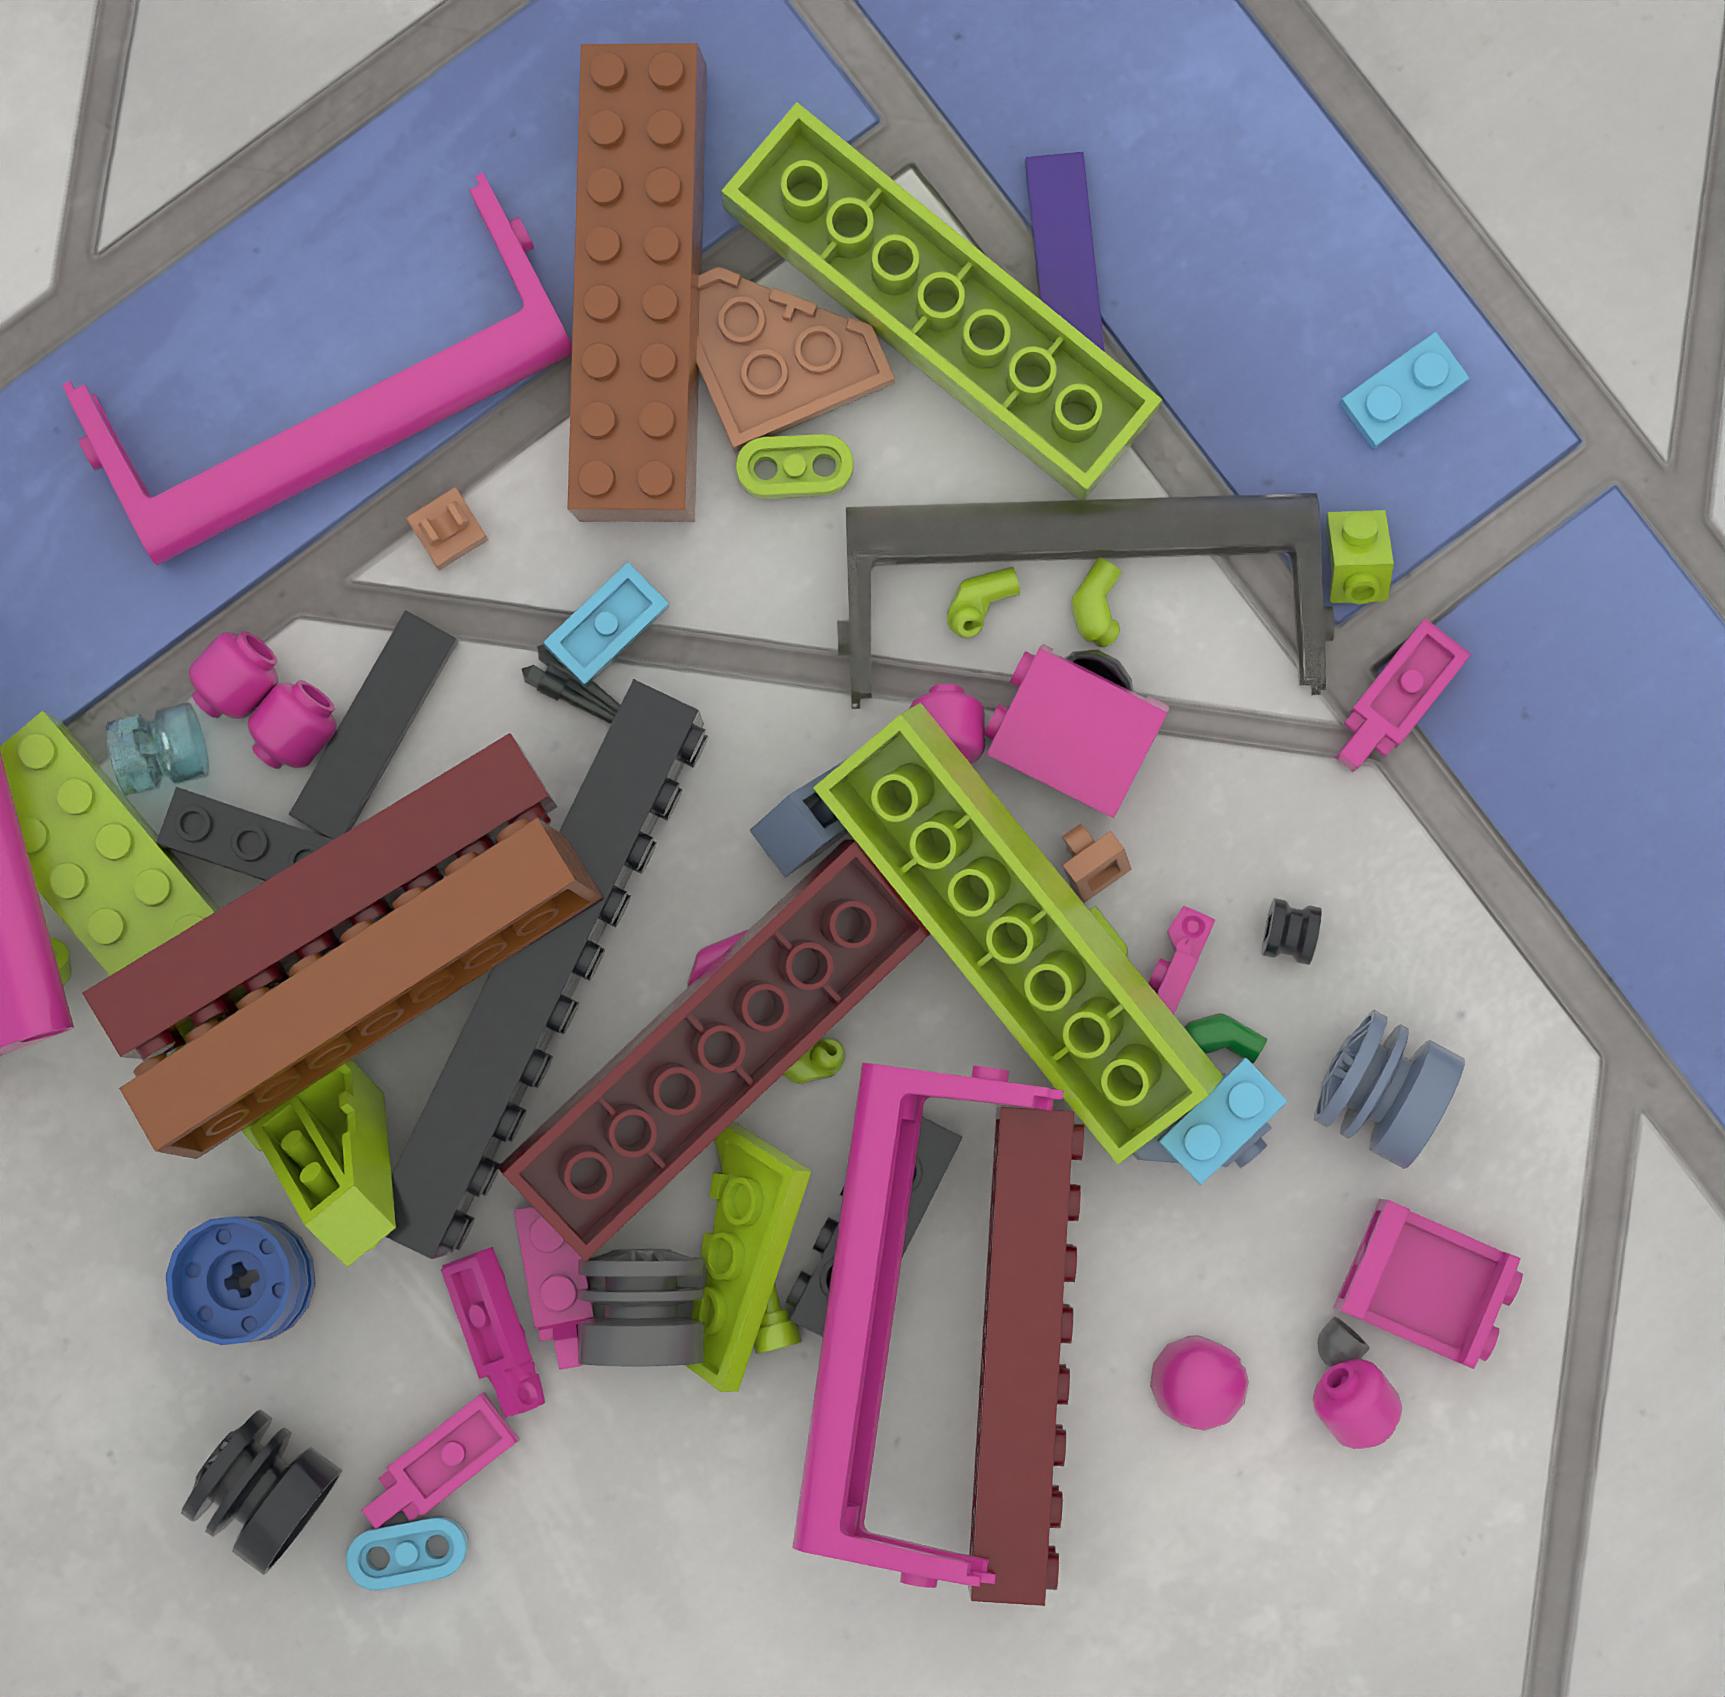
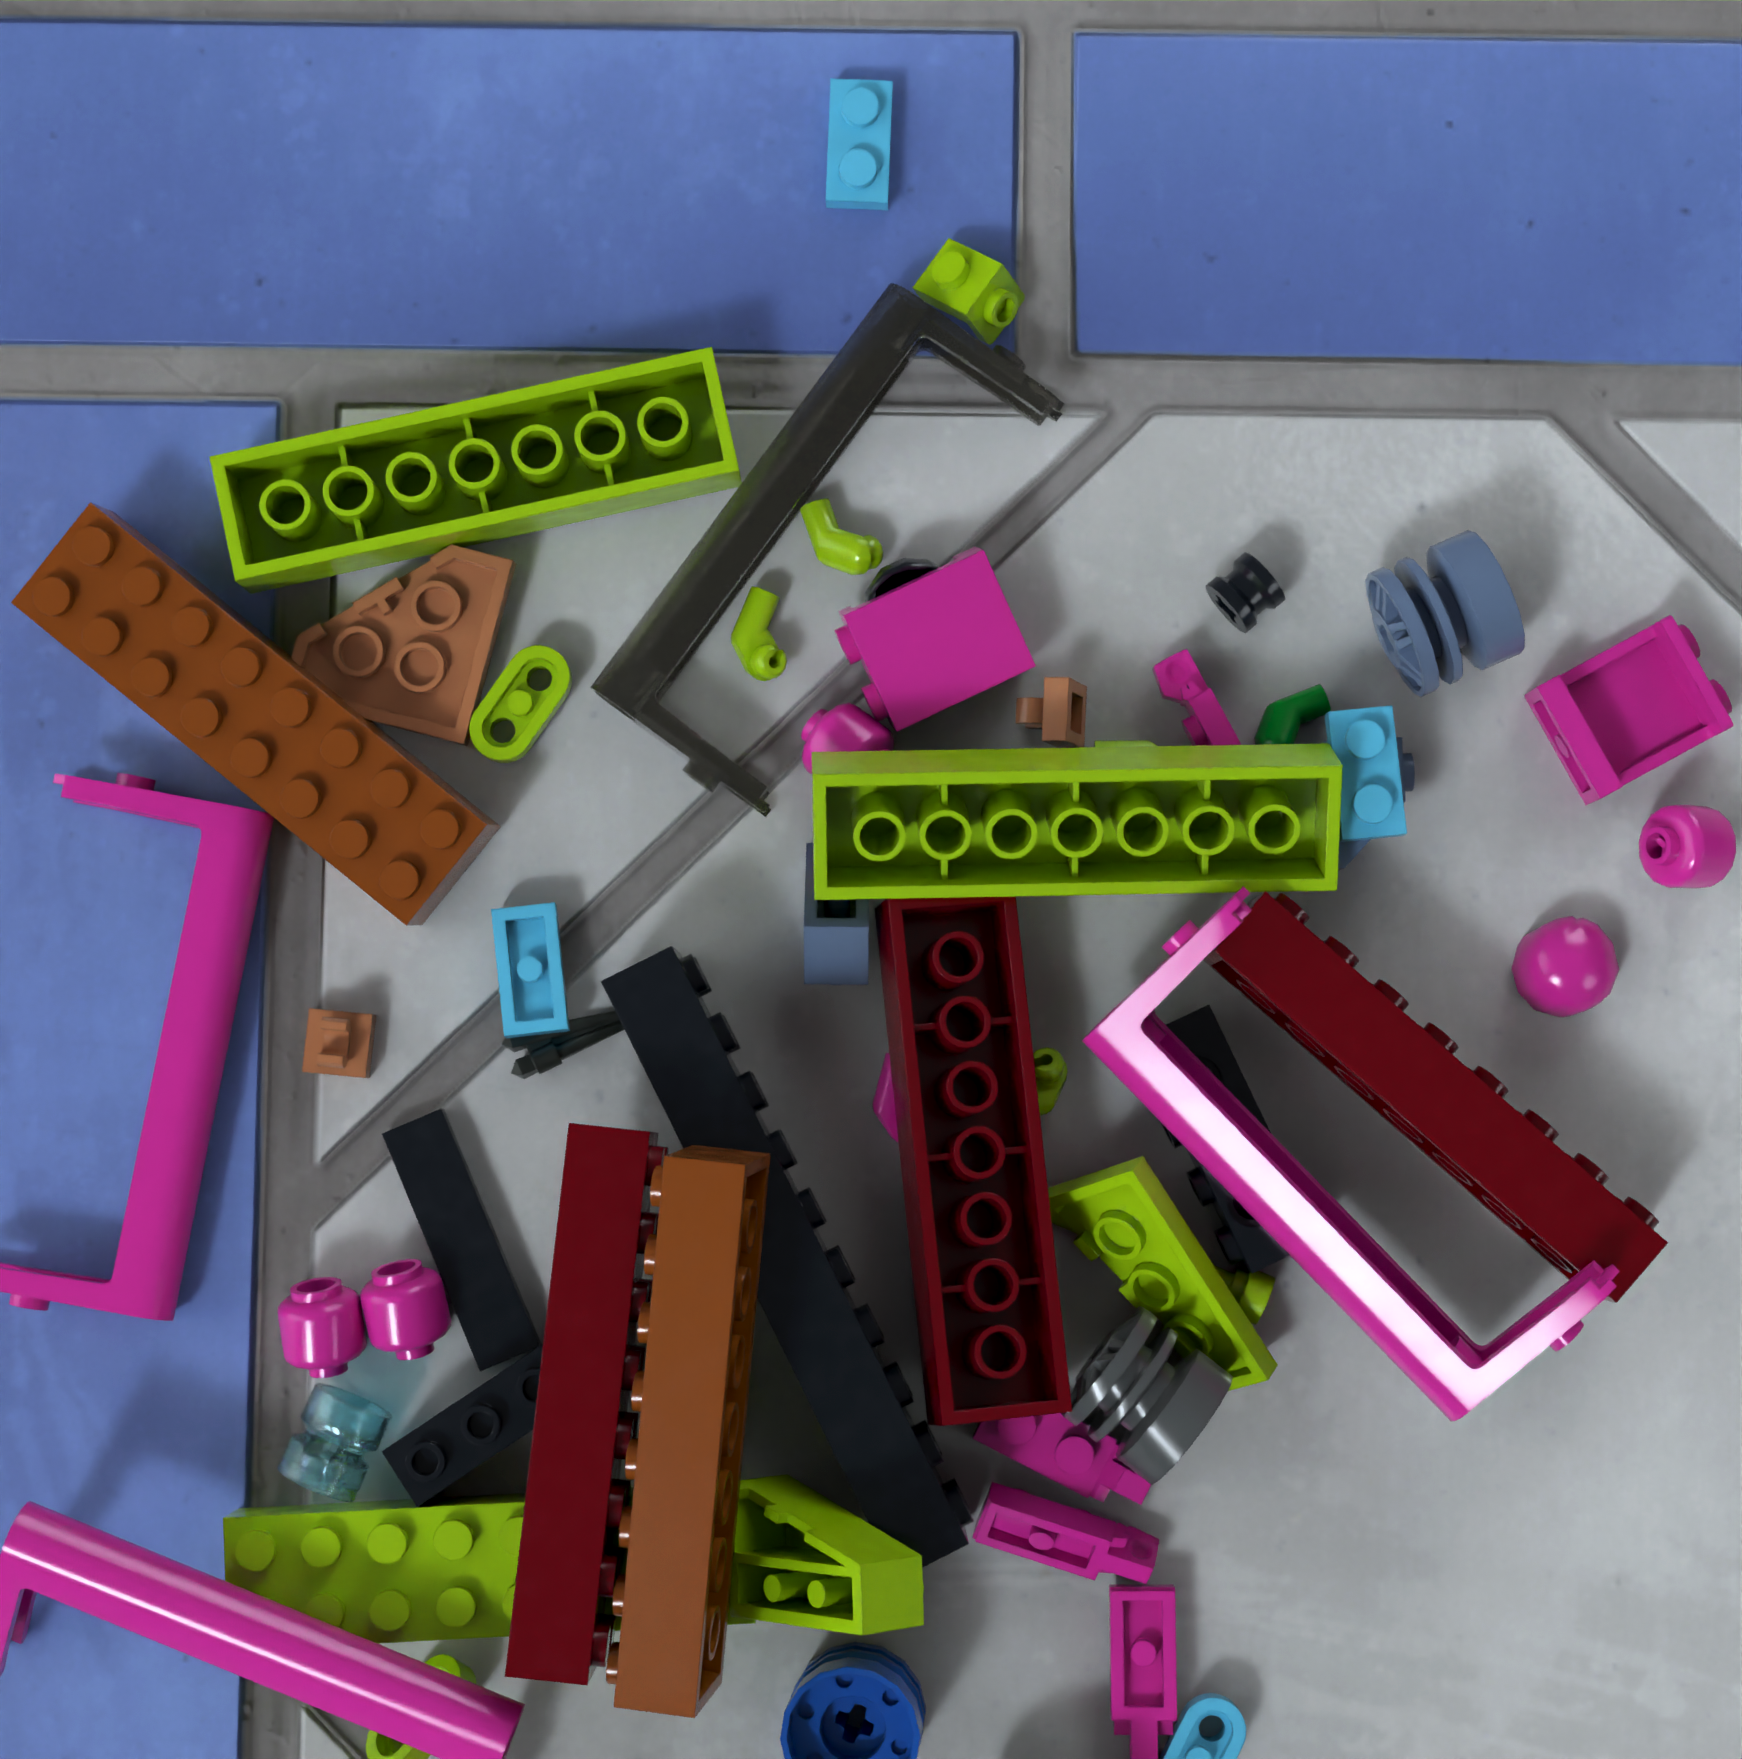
camera: 50 degrees left, 0 degrees up
(1064, 240) = (504, 326): dark purple tile -> none
(1340, 1343) = (1623, 822): dark grey hinge -> none
(1401, 693) = (1115, 345): dark pink hinge -> none

